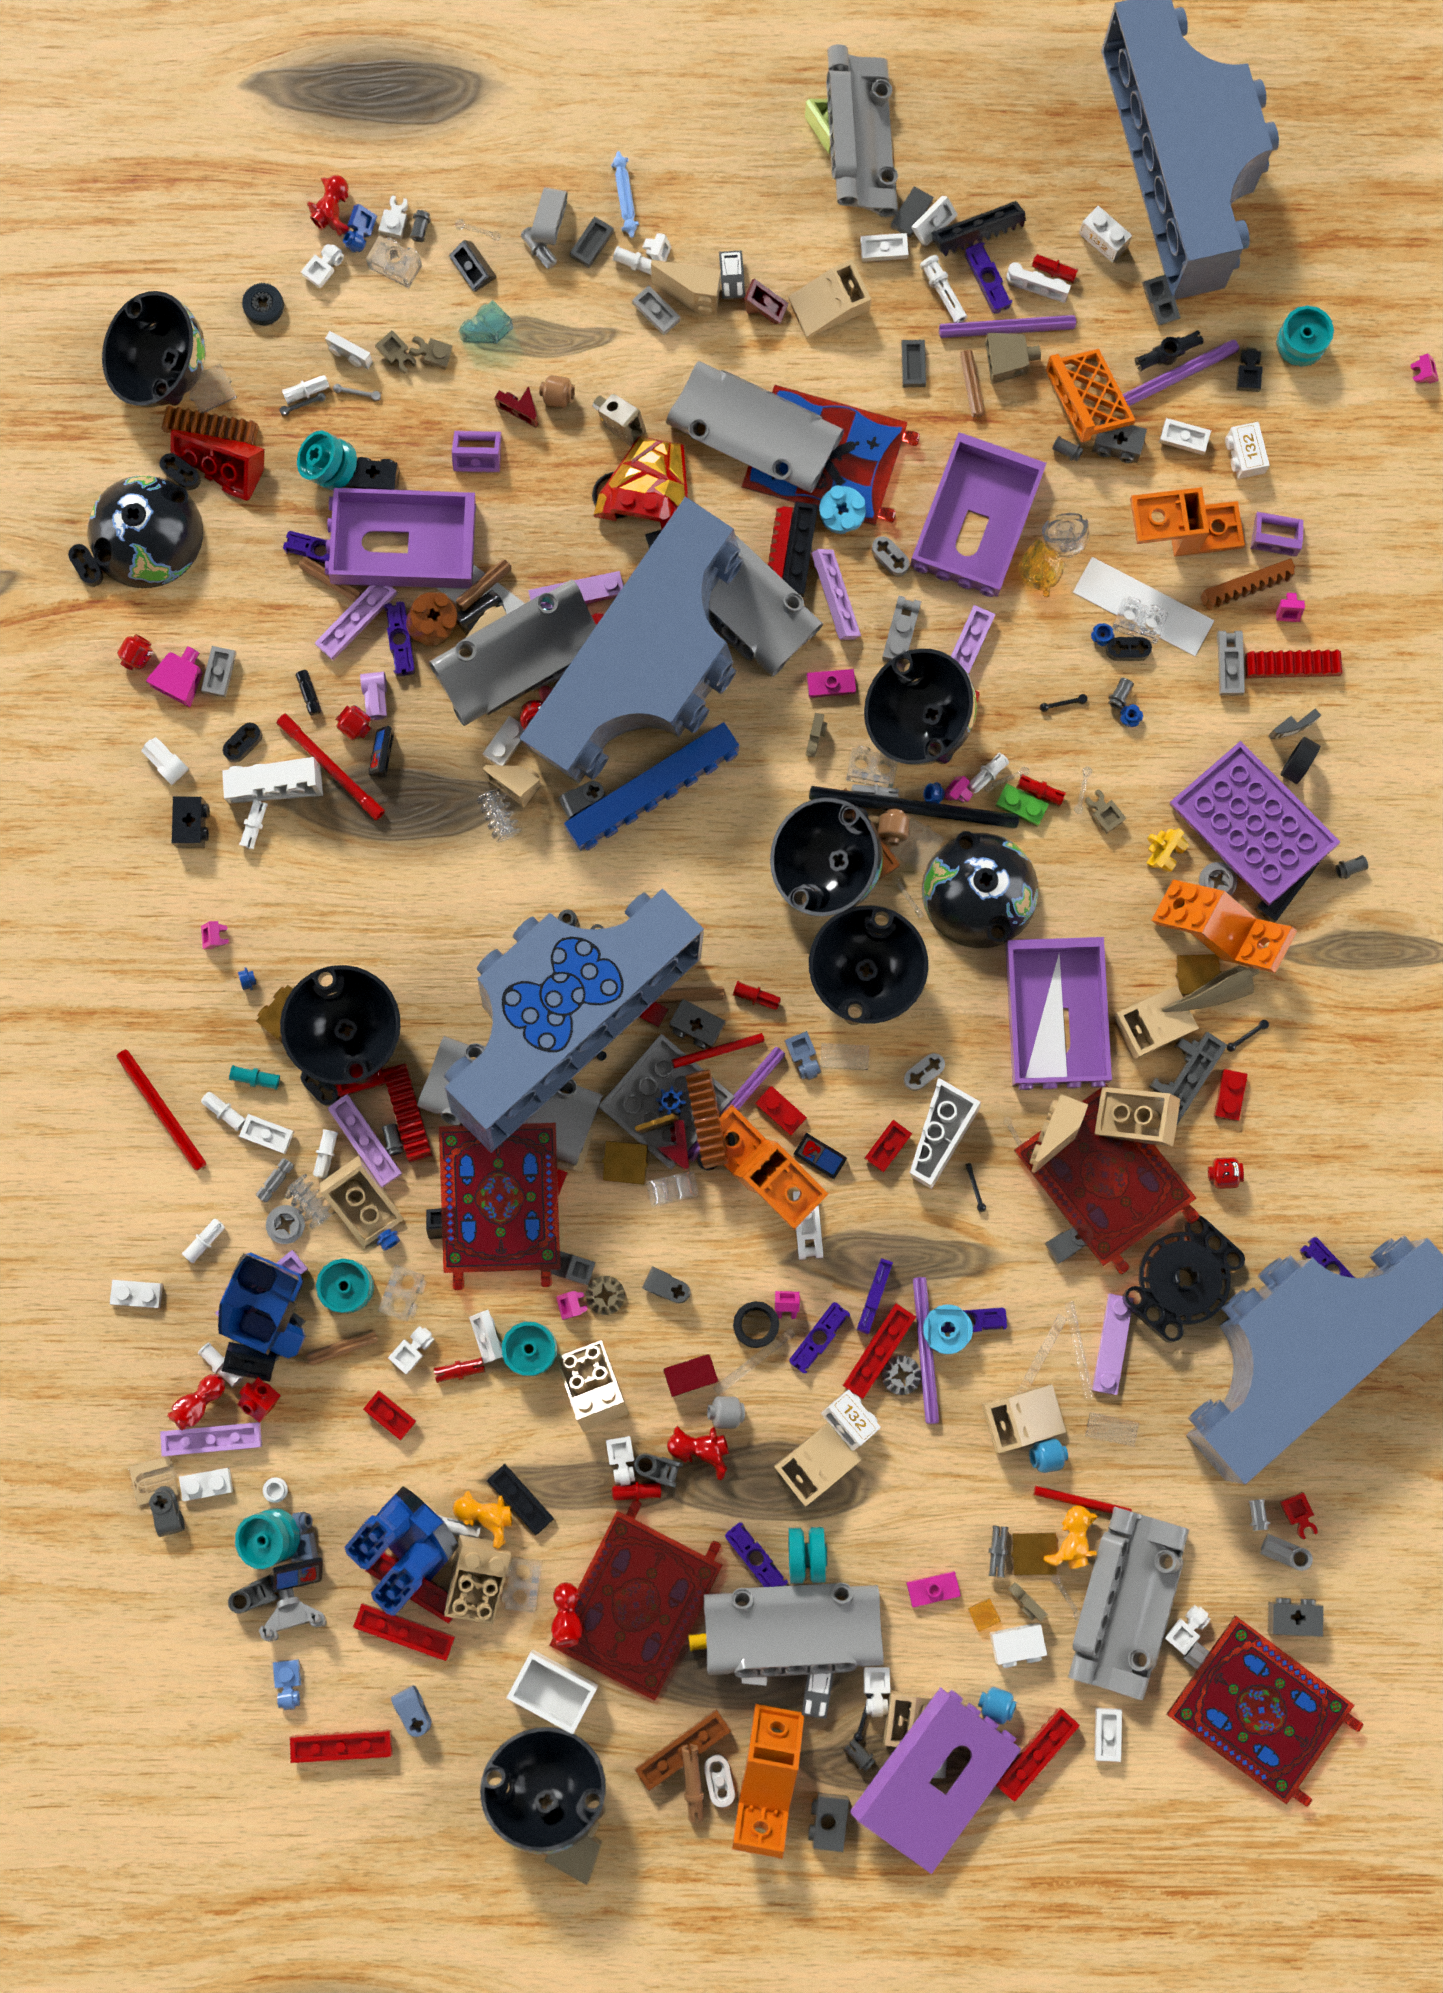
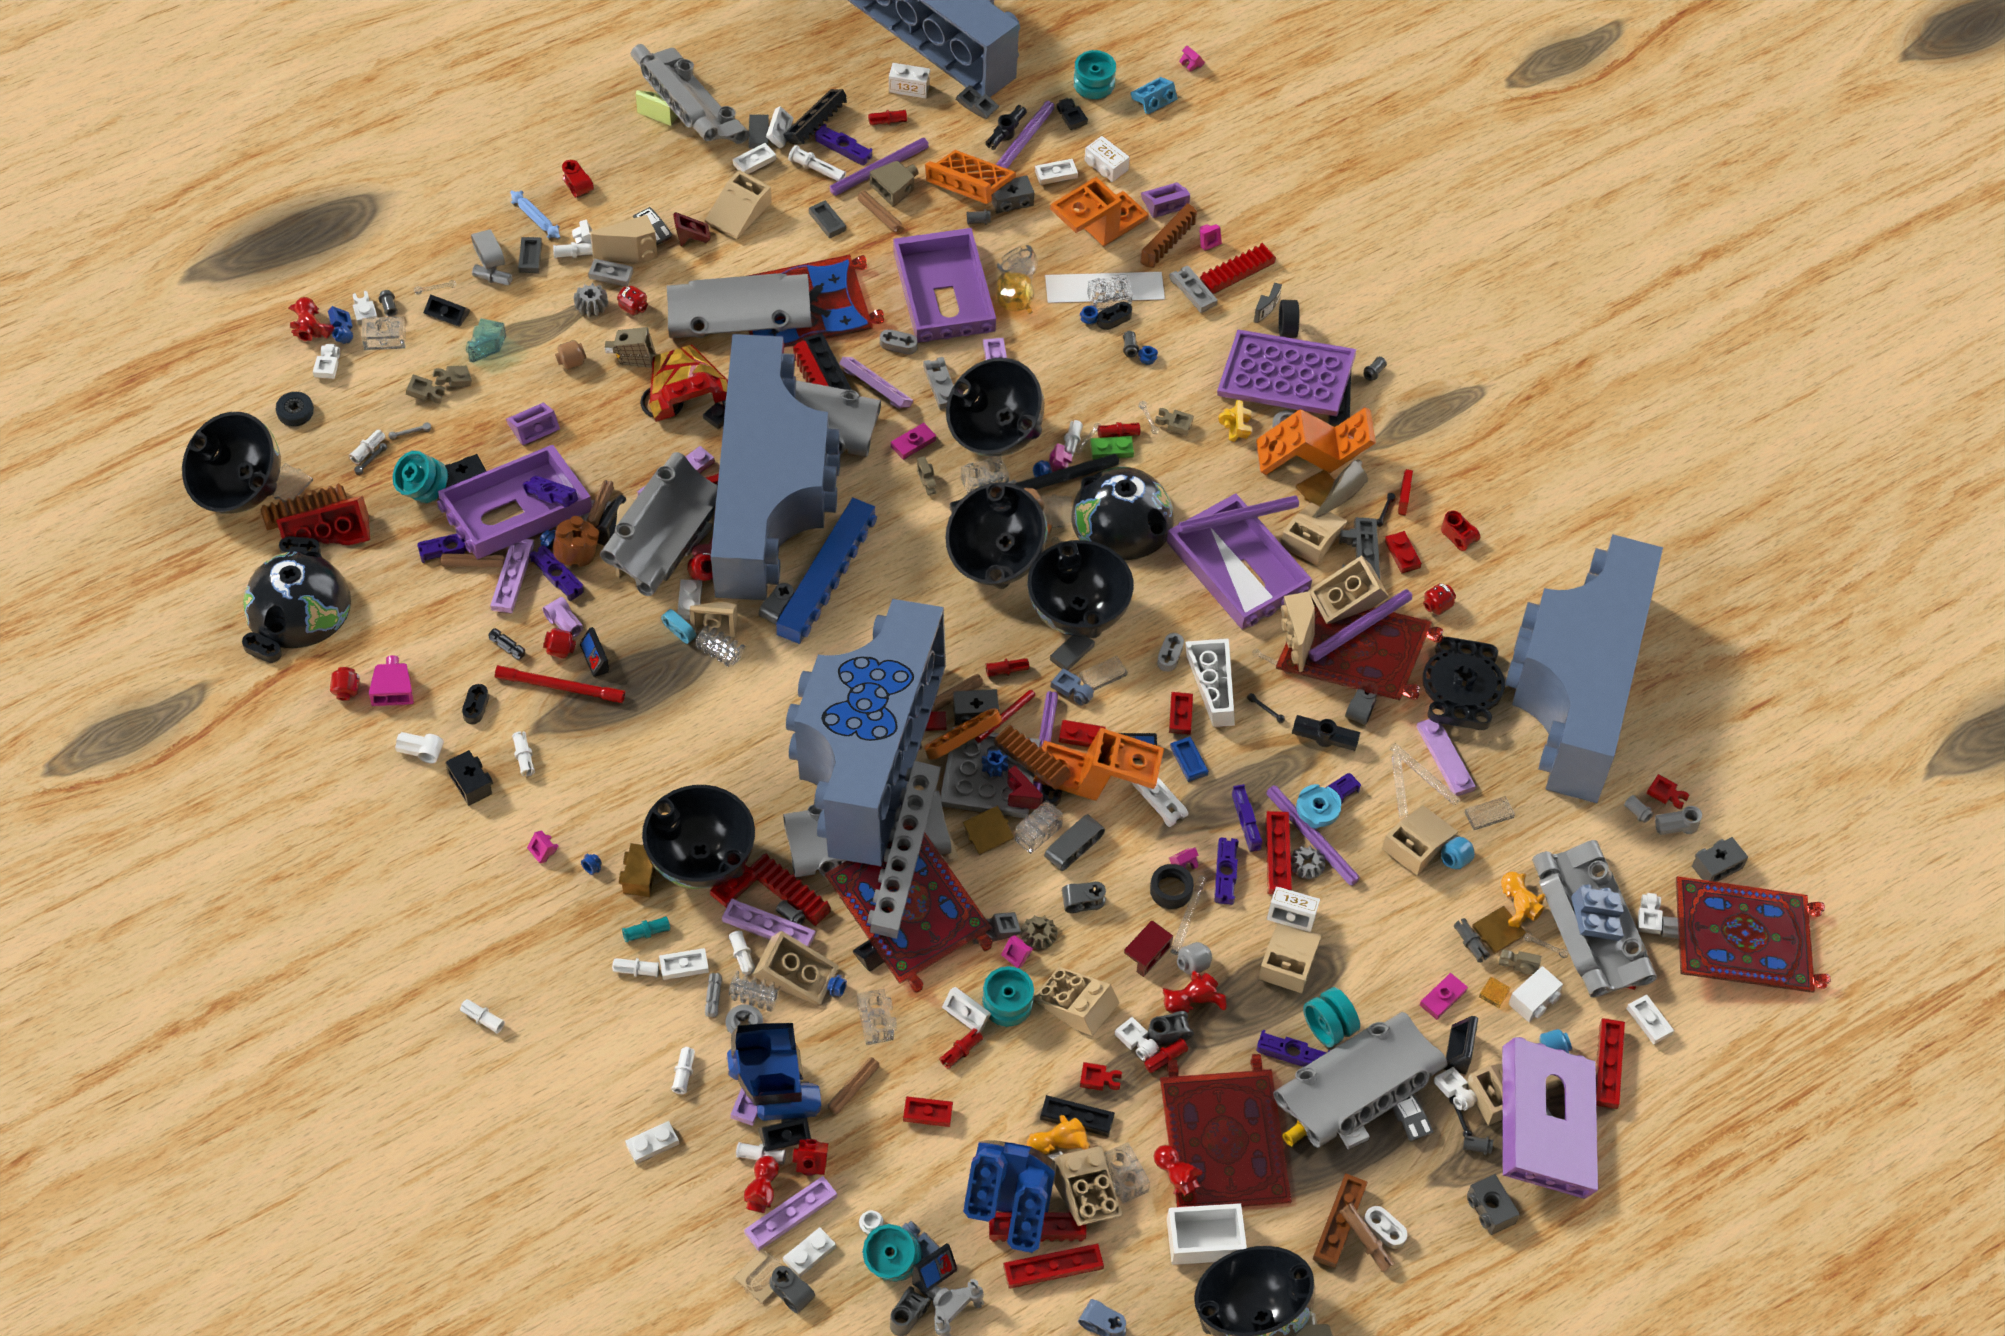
camera: 35 degrees left, 25 degrees down
(62, 1078) = (482, 1016): none -> white axle
(161, 1109) = (582, 995): red axle -> none
(218, 671) = (423, 664): light grey plate -> none
(273, 781) = (522, 711): white wedge -> none
(317, 1093) = (704, 908): black beam -> none
(355, 354) = (385, 404): white plate -> none
(359, 1288) = (826, 1033): teal wheel -> none
(407, 1354) = (912, 1059): white plate -> none
(411, 595) = (547, 538): none -> blue plate
(443, 560) = (551, 491): none -> dark purple piece
(465, 1215) = (889, 923): none -> light grey brick
(475, 768) = (678, 626): none -> medium azure beam
(521, 409) = (551, 379): dark red slope -> none
(559, 1473) = (1095, 1077): none -> red plate
(616, 342) = (590, 300): none -> light grey gear
(655, 358) = (632, 300): none -> red head
(657, 1123) = (996, 778): pearl gold piece -> none
(661, 1052) = (962, 733): none -> orange beam
(689, 174) = (576, 178): none -> red piece
(696, 1224) = (1074, 842): none -> dark grey beam
(768, 1781) = (1424, 1194): orange bracket -> none
(822, 1017) = (1071, 651): none -> dark grey tile
(847, 521) = (847, 318): medium azure plate -> none
(864, 1198) = (1189, 759): none -> blue tile
(910, 1652) = (1461, 1044): none -> black tile
(1023, 1265) = (1337, 735): none -> black piece
(1037, 283) = (882, 130): white plate -> none
(1076, 1500) = (1497, 876): red bar -> none
(1082, 699) = (1104, 363): black hinge -> none
(1087, 966) = (1238, 514): none -> medium lavender axle
(1124, 1159) = (1360, 625): none -> medium lavender axle
(1132, 1606) = (1598, 912): none -> sand blue plate
(1279, 1030) = (1405, 492): none -> red tile
(1302, 1109) = (1459, 530): none -> red piece
(1355, 394) = (1155, 94): none -> dark azure bracket

